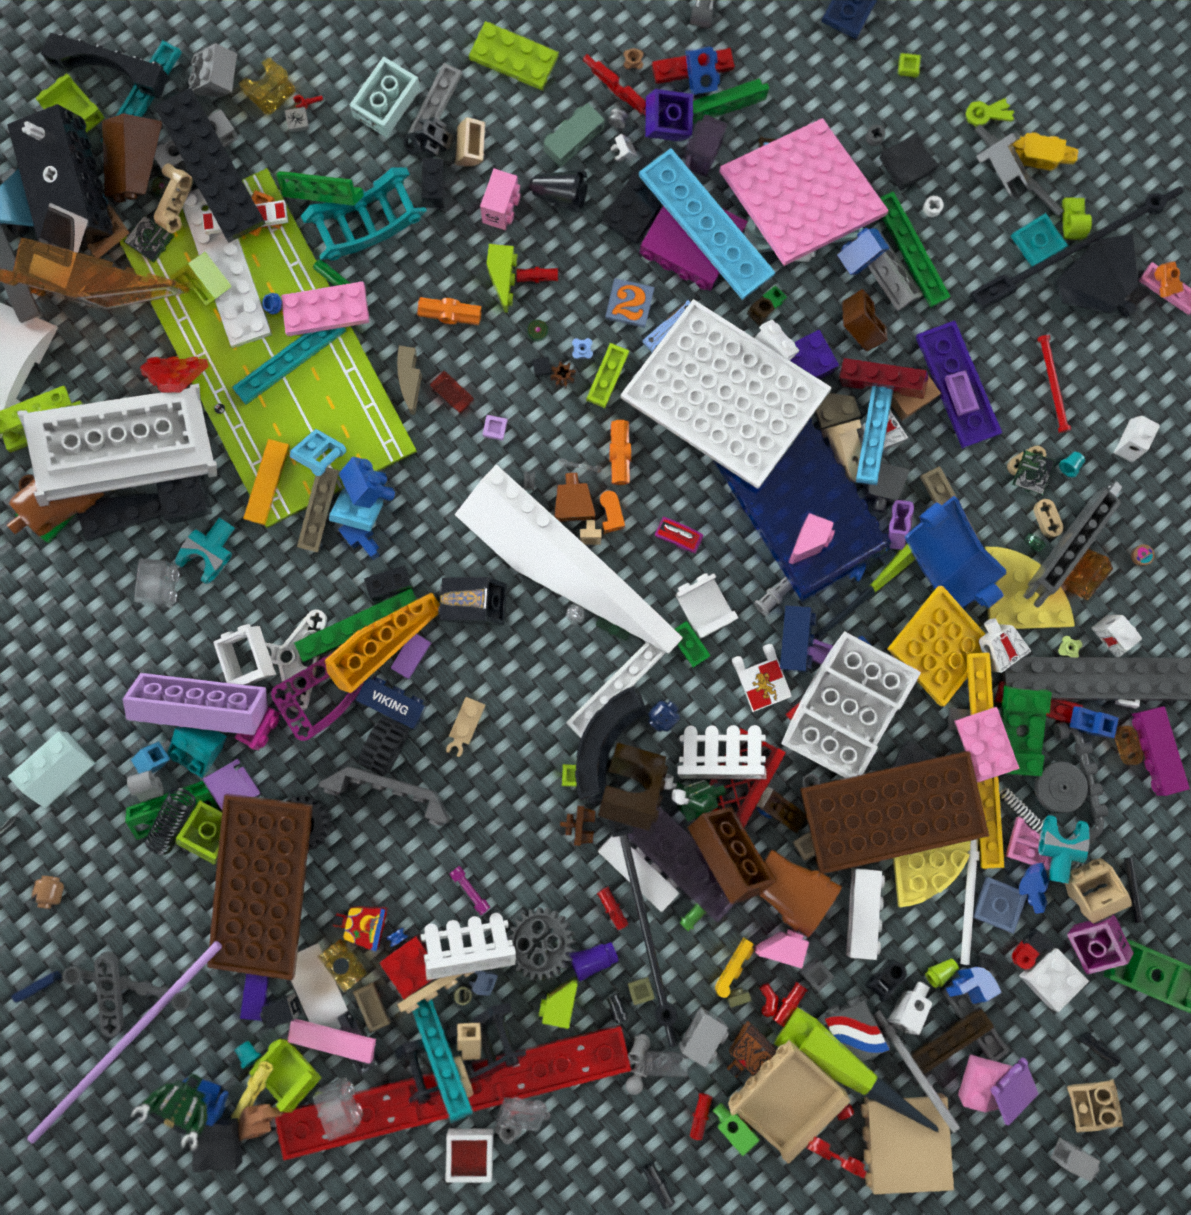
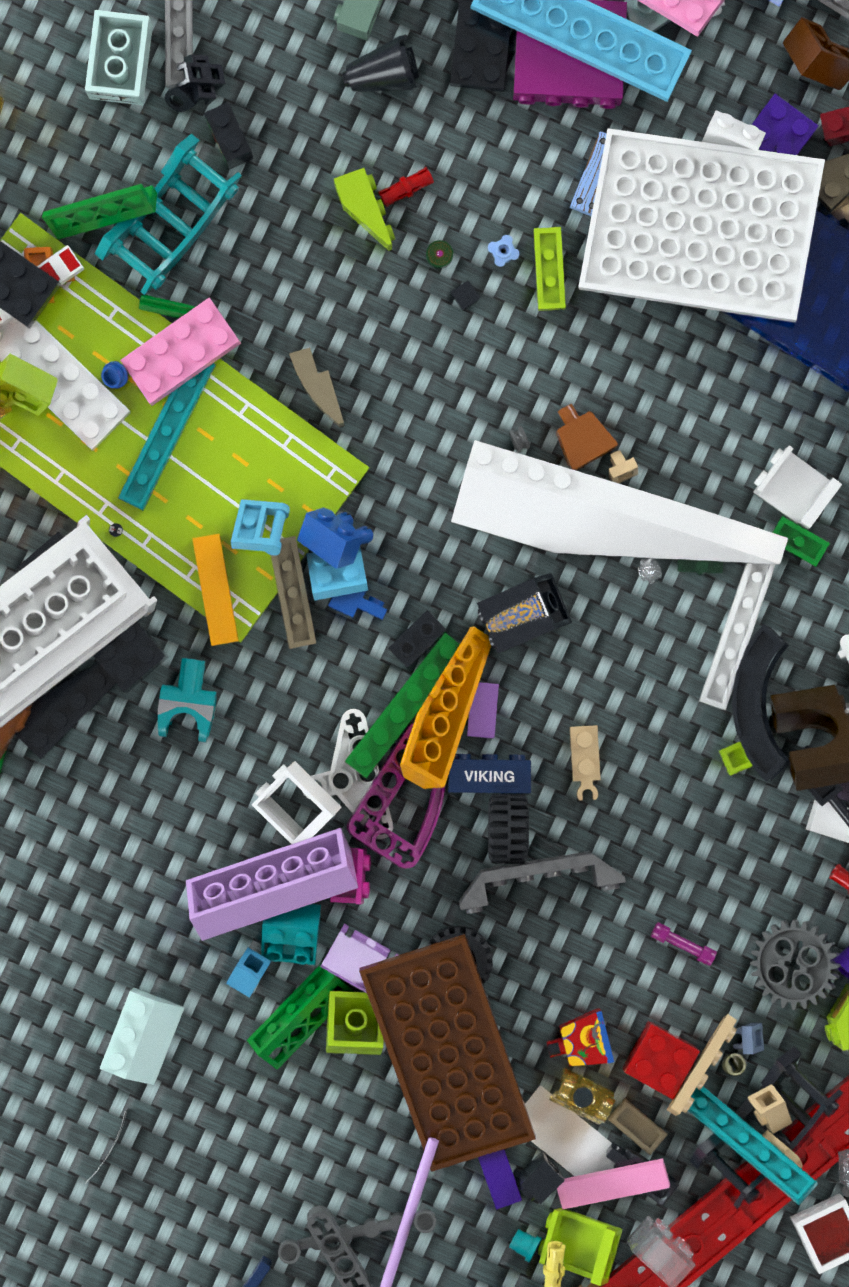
camera: 15 degrees left, 5 degrees up
(47, 892) = (208, 1175): medium nougat head -> none
(145, 786) = (259, 1004): light grey axle -> none
(156, 583) = (152, 769): clear brick -> none
(173, 373) = (44, 516): red plate -> none
(189, 808) = (311, 1007): black piece -> none
(297, 119) = (25, 135): light grey tile -> none
(305, 102) = (25, 107): red hand -> none
(396, 937) = (627, 1035): blue bush -> none
(449, 311) = (325, 282): orange piece -> none
(452, 392) = (375, 377): clear red tile -> none
(470, 142) = (246, 63): tan brick -> none
(470, 959) = (723, 1021): white fence -> none
(495, 427) = (448, 396): lavender plate -> none
(500, 199) = (319, 114): bright pink brick -> none
(563, 381) = (497, 286): reddish brown gear -> none
(563, 463) = (547, 397): clear hinge -> none
(581, 836) = (779, 821): reddish brown hips -> none
(611, 506) = (637, 432): orange leg -> none
(620, 452) = (609, 354): orange piece -> none
(629, 303) = (532, 167): sand blue tile -> none
(664, 716) = (809, 639): dark blue head -> none
(679, 534) = (724, 419): slope -> none
(766, 305) = (697, 92): dark brown leg -> none

